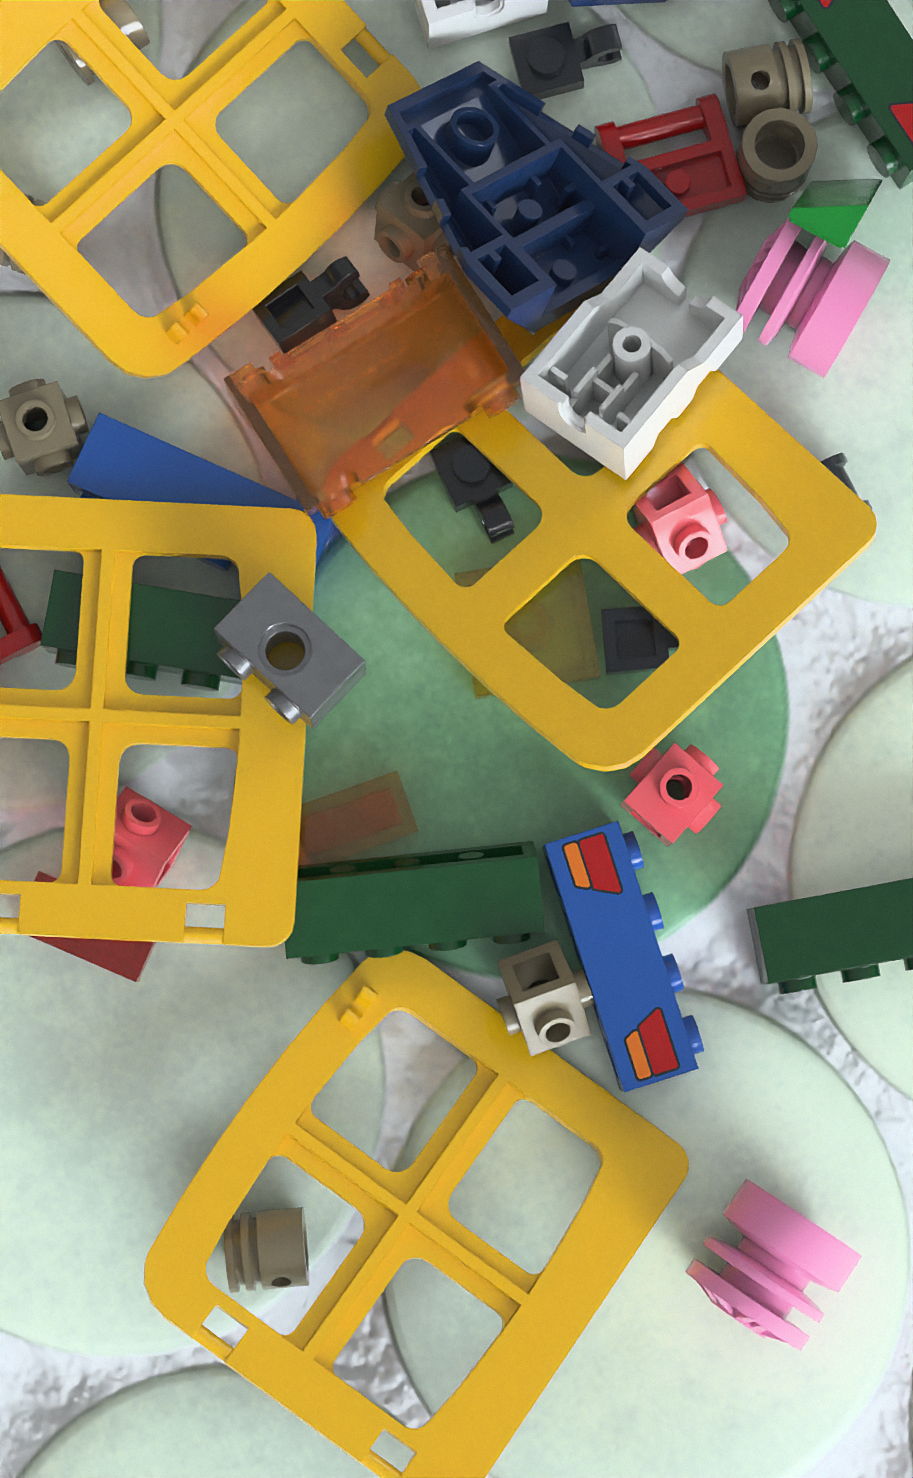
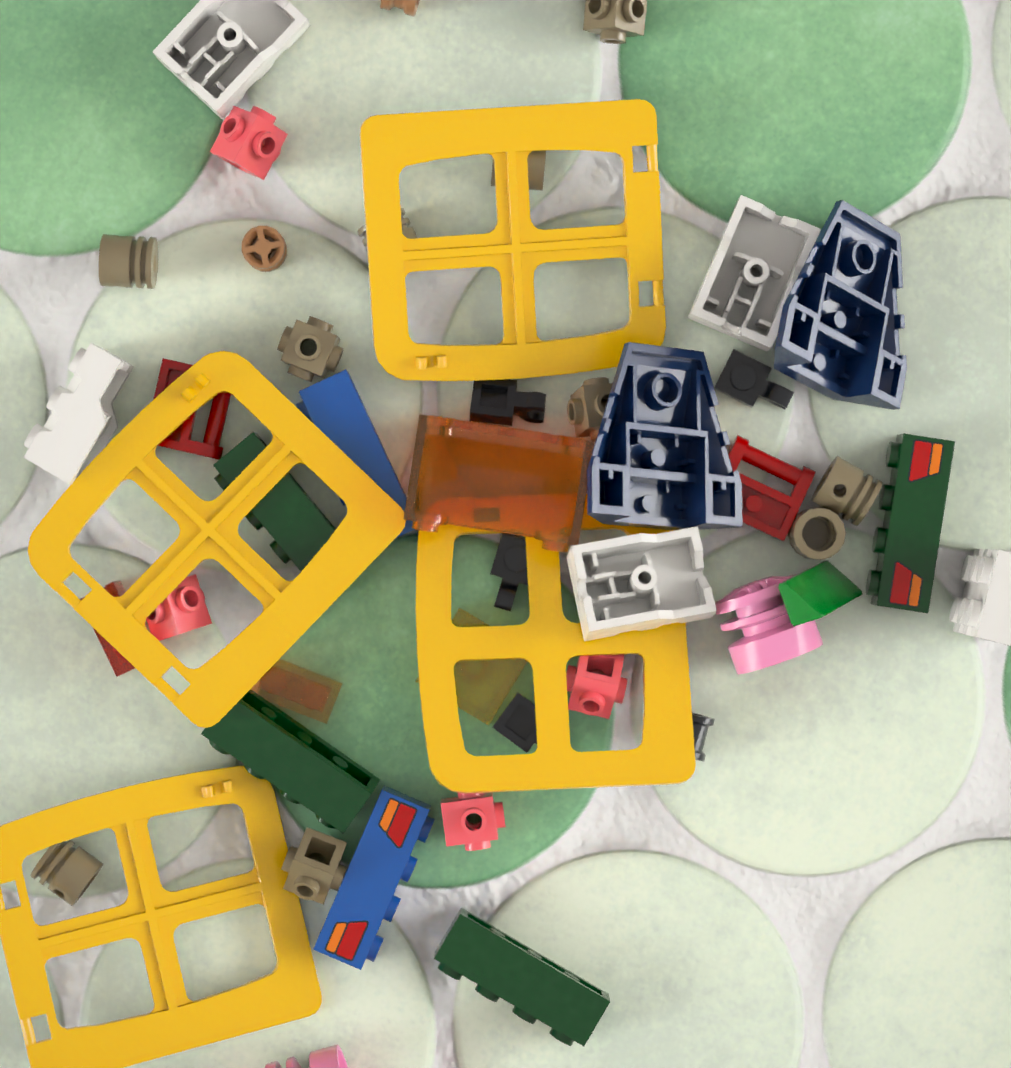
camera: 55 degrees right, 5 degrees up
(275, 616) = (334, 557): flat silver brick -> none

